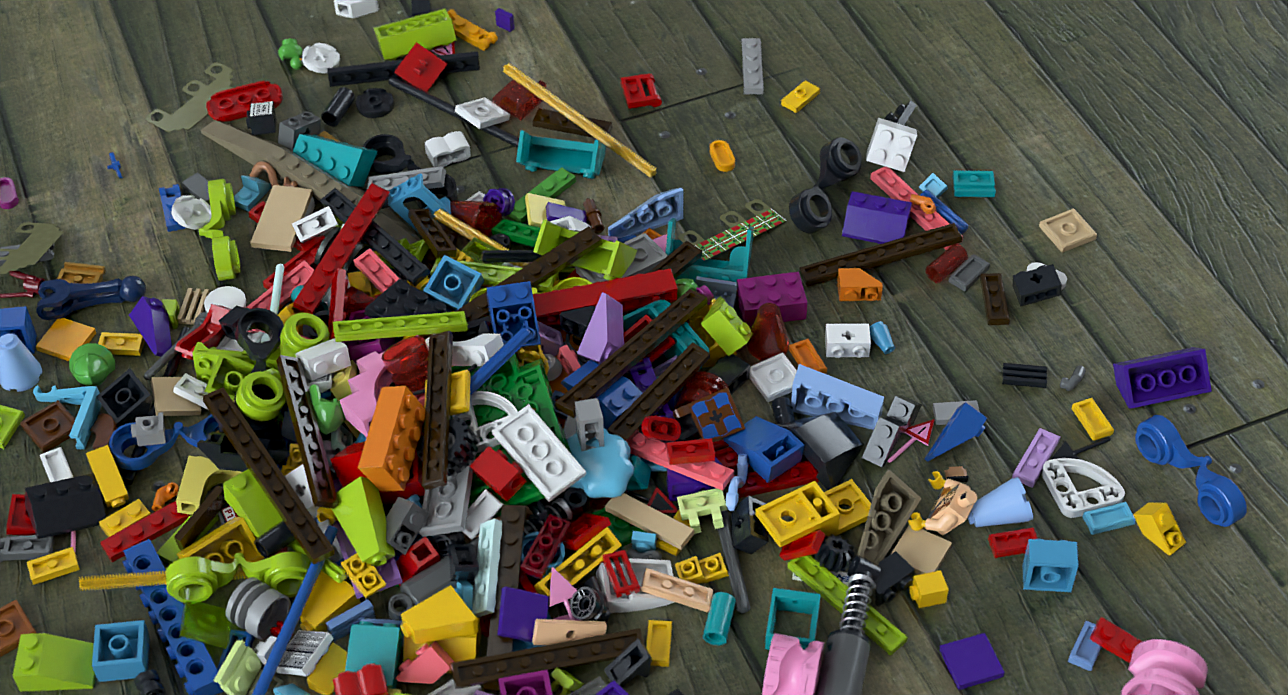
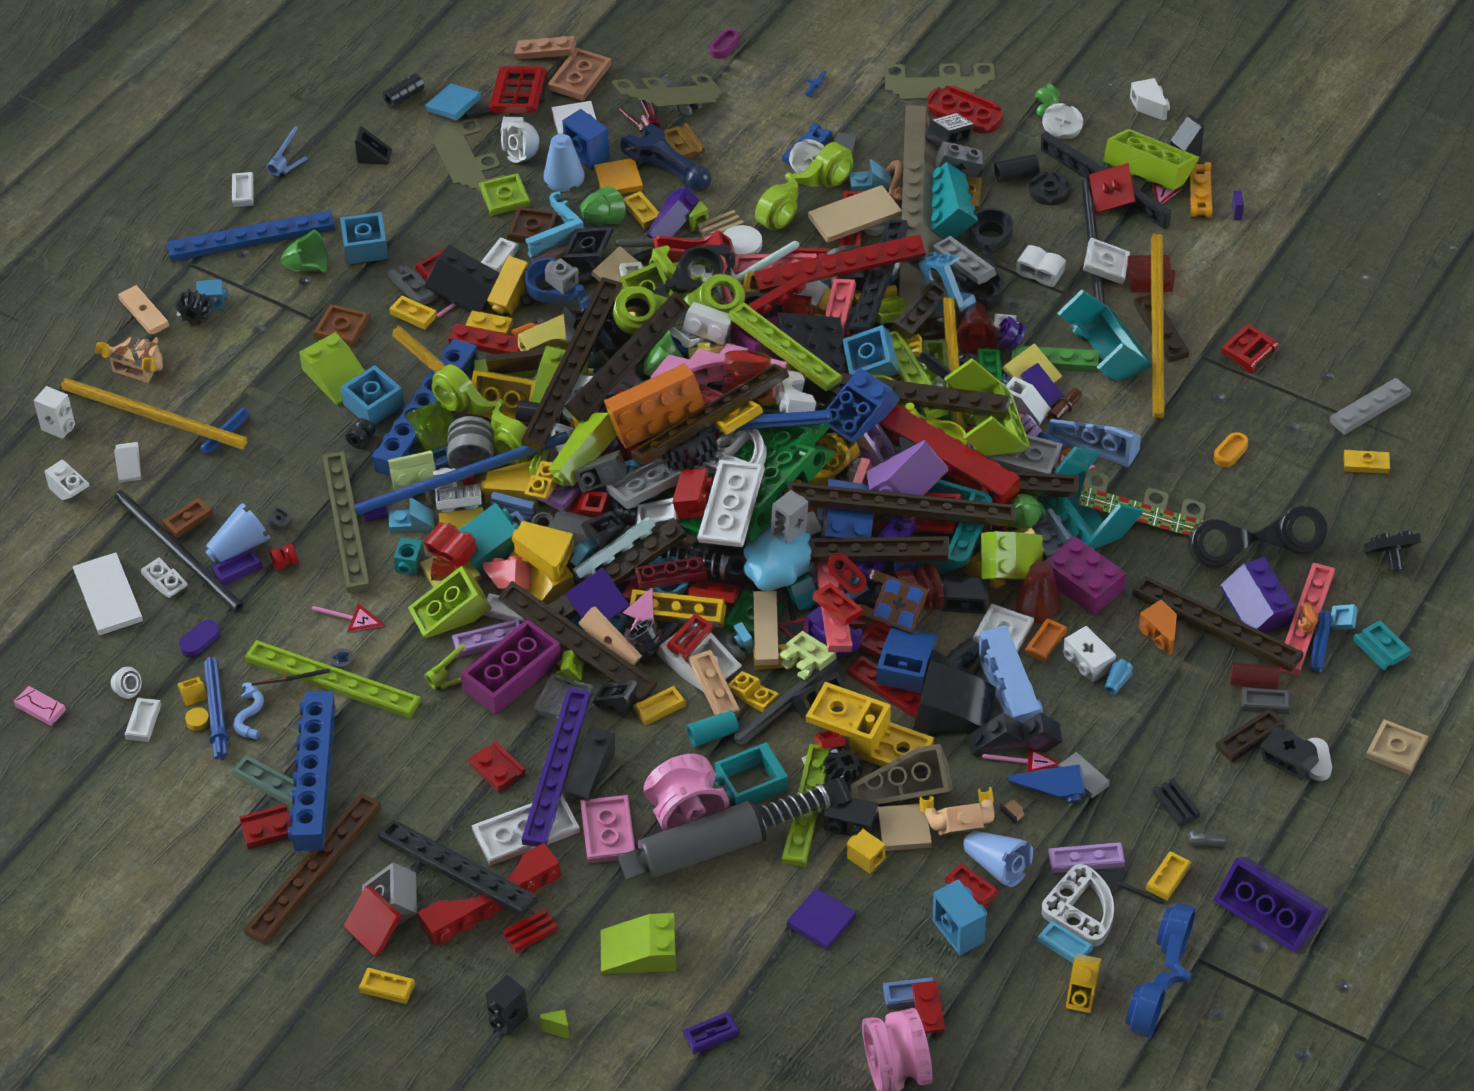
camera: 55 degrees right, 0 degrees up
(315, 224) = (860, 234): white slope -> none
(704, 290) = (1023, 520): magenta plate -> none
(737, 482) = (830, 662): light blue animal -> none
(891, 144) = (1352, 553): white brick -> none

